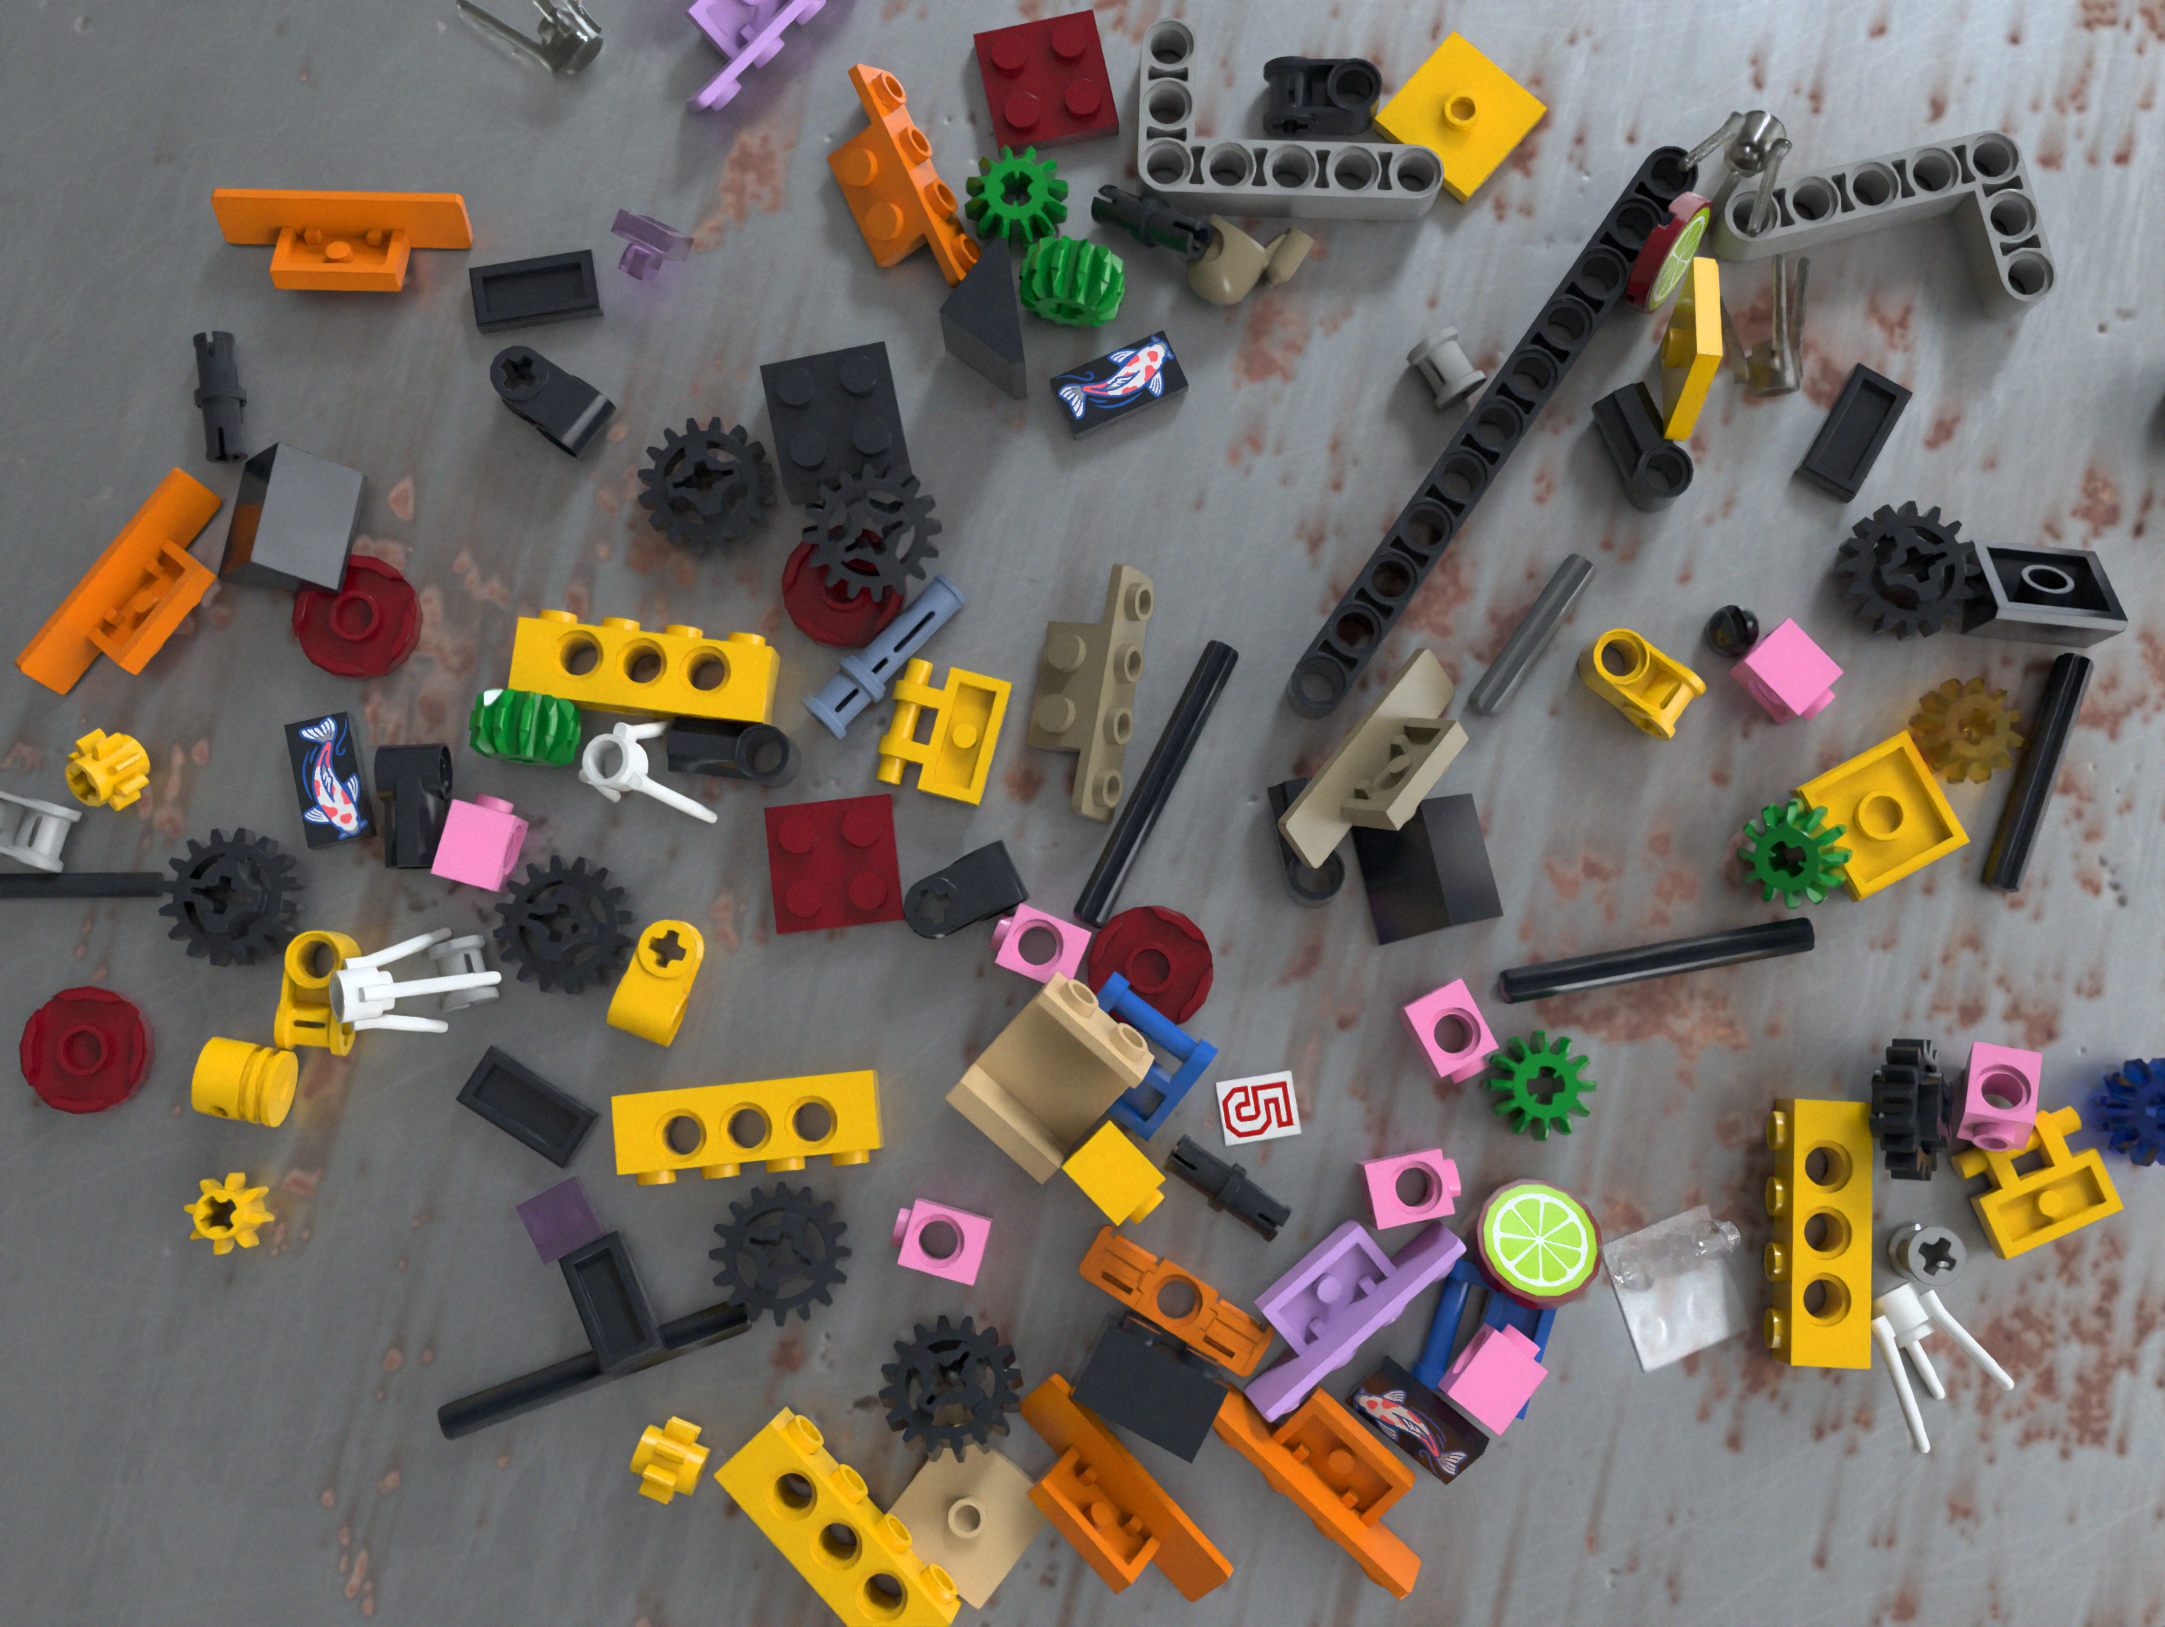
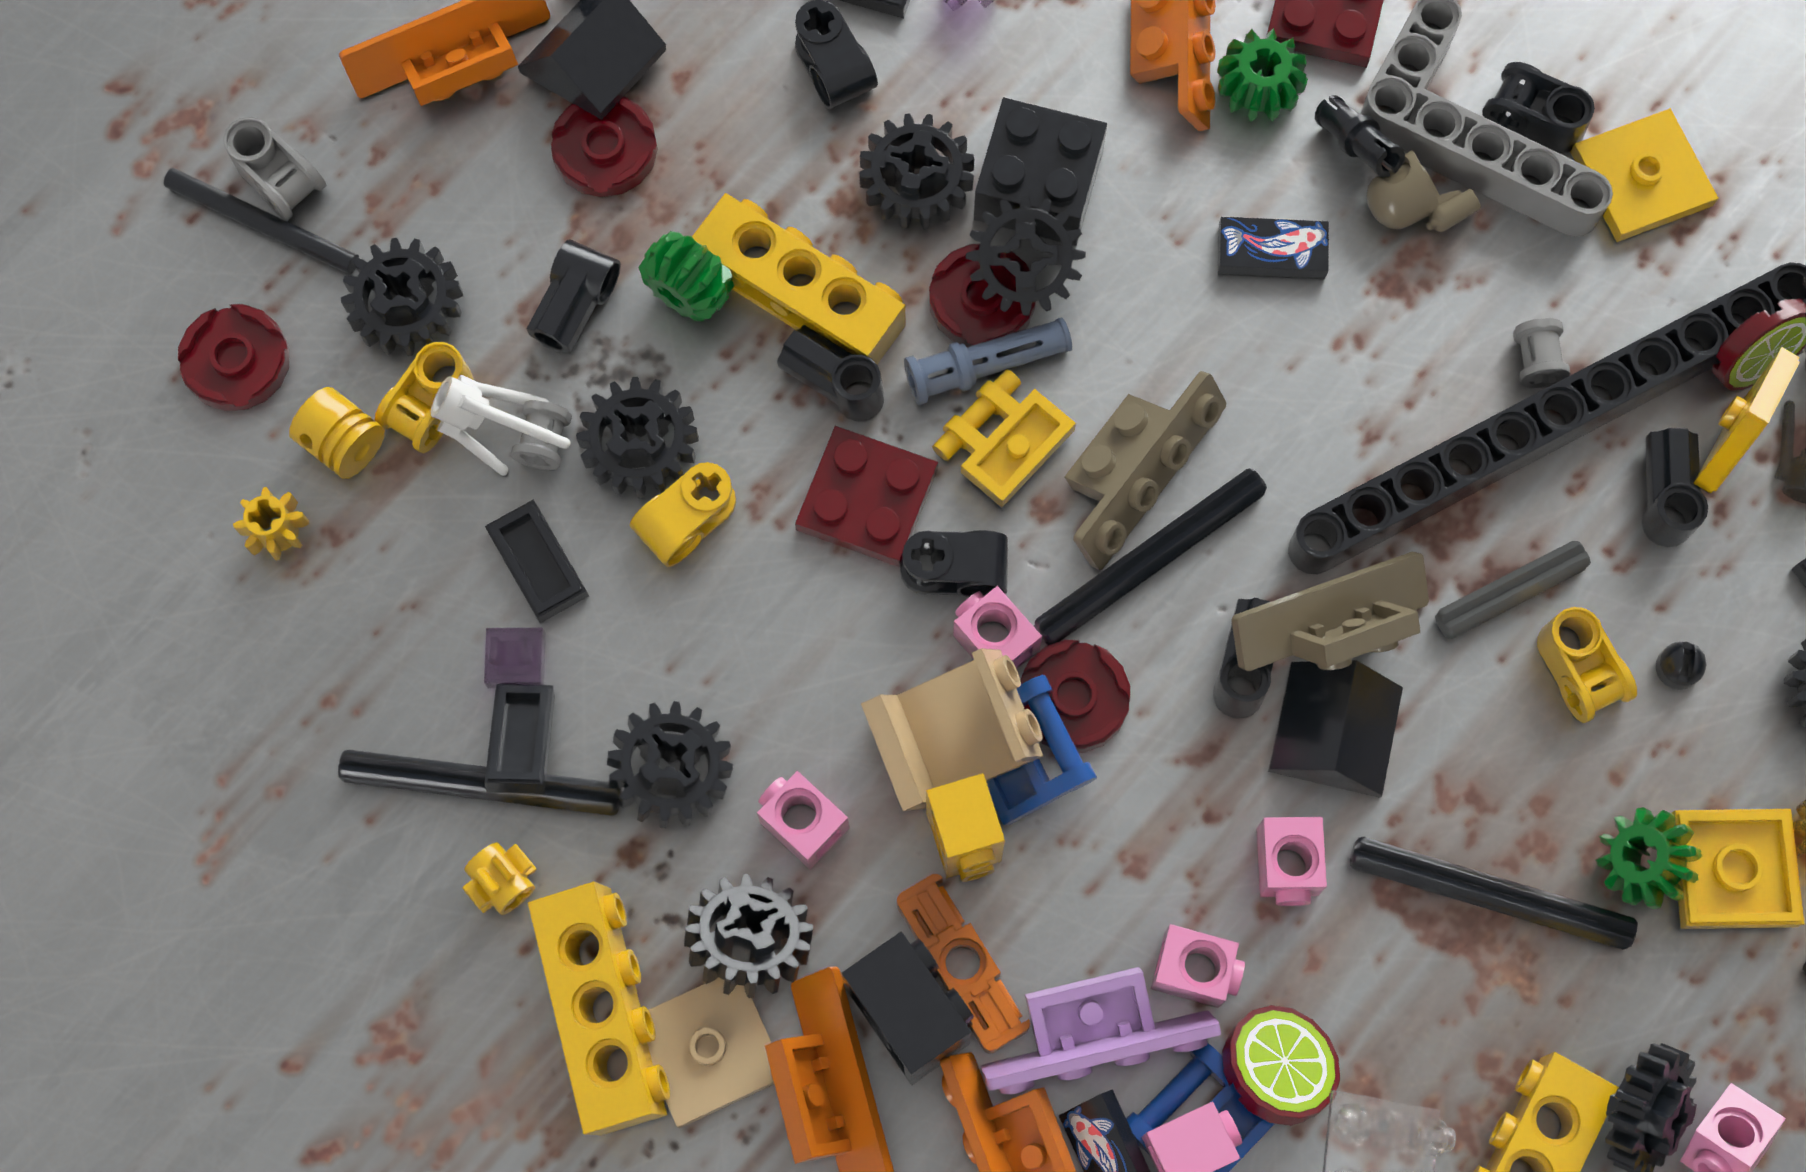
camera: 30 degrees right, 10 degrees down
(107, 770) = (362, 161): yellow gear -> none
(330, 780) = (519, 250): tile -> none
(480, 843) = (606, 347): bright pink brick -> none
(620, 764) = (744, 329): white plant -> none
(645, 1121) = (624, 609): yellow brick -> none
(983, 322) = (1191, 145): black slope -> none
(1071, 281) = (1274, 150): green gear -> none
(1227, 1188) = (1049, 894): black pin -> none
(1258, 1108) = (1106, 849): white sticker -> none
(1552, 1104) = (1359, 960): green gear -> none
(1787, 673) = (1710, 716): bright pink brick -> none

